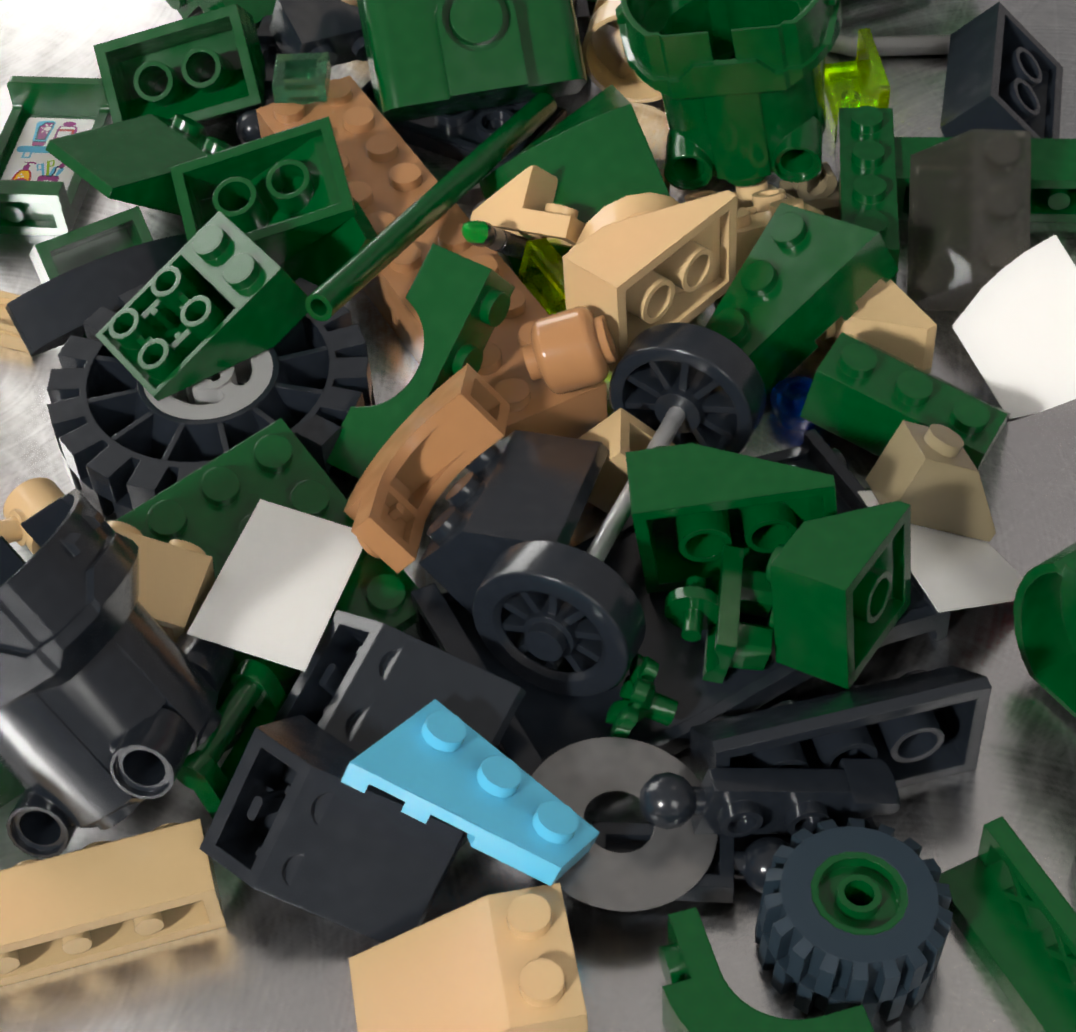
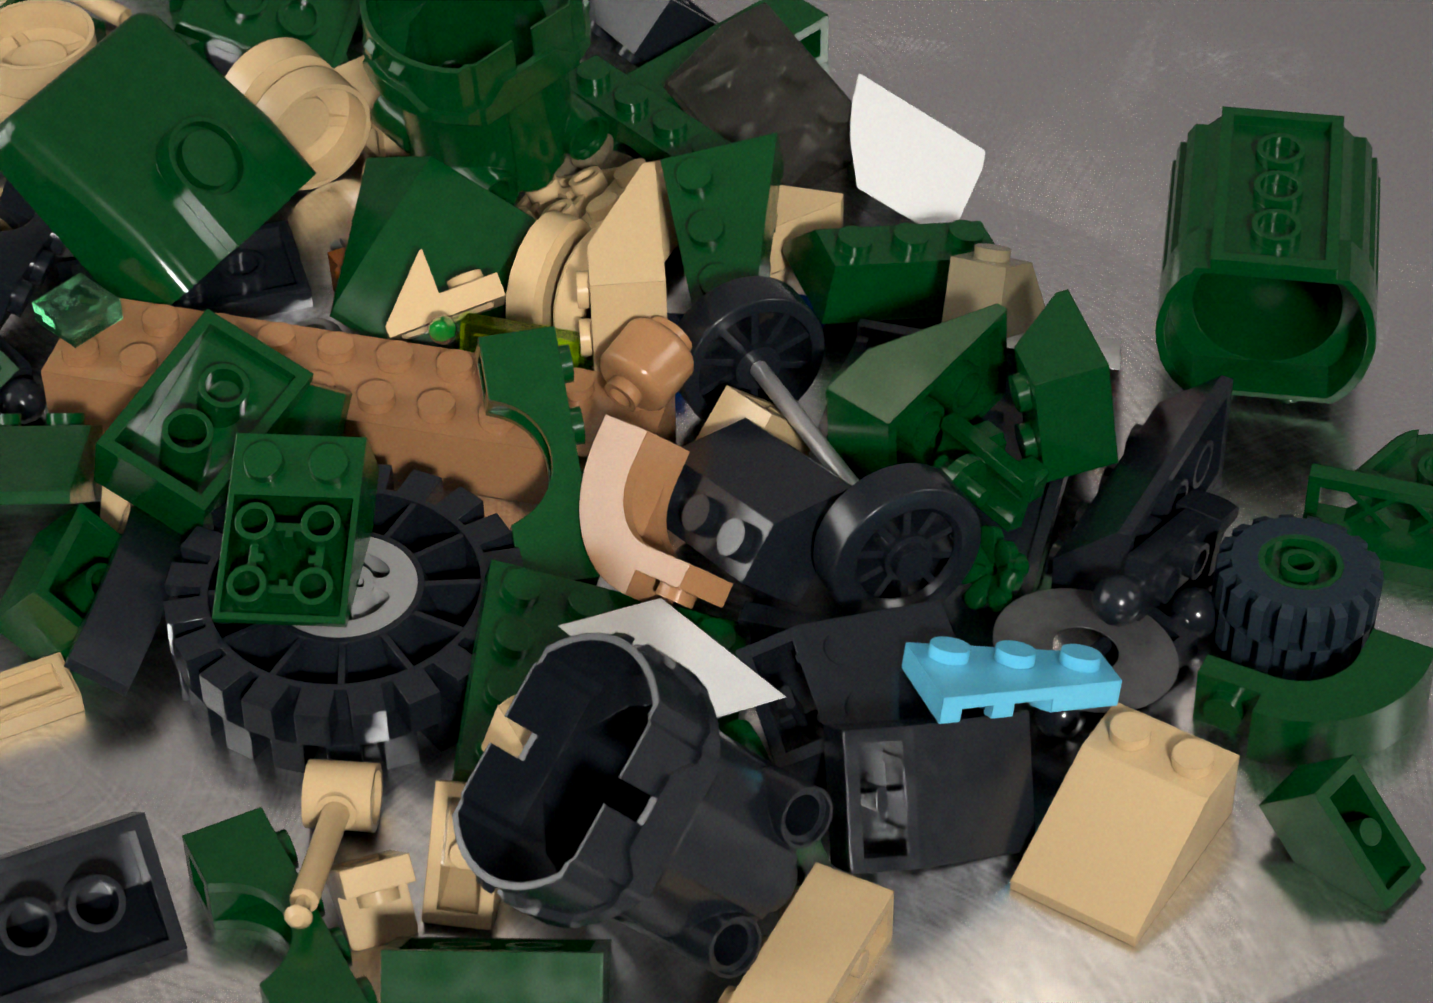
camera: 50 degrees left, 5 degrees down
(427, 209) = (364, 337): dark green piece -> none

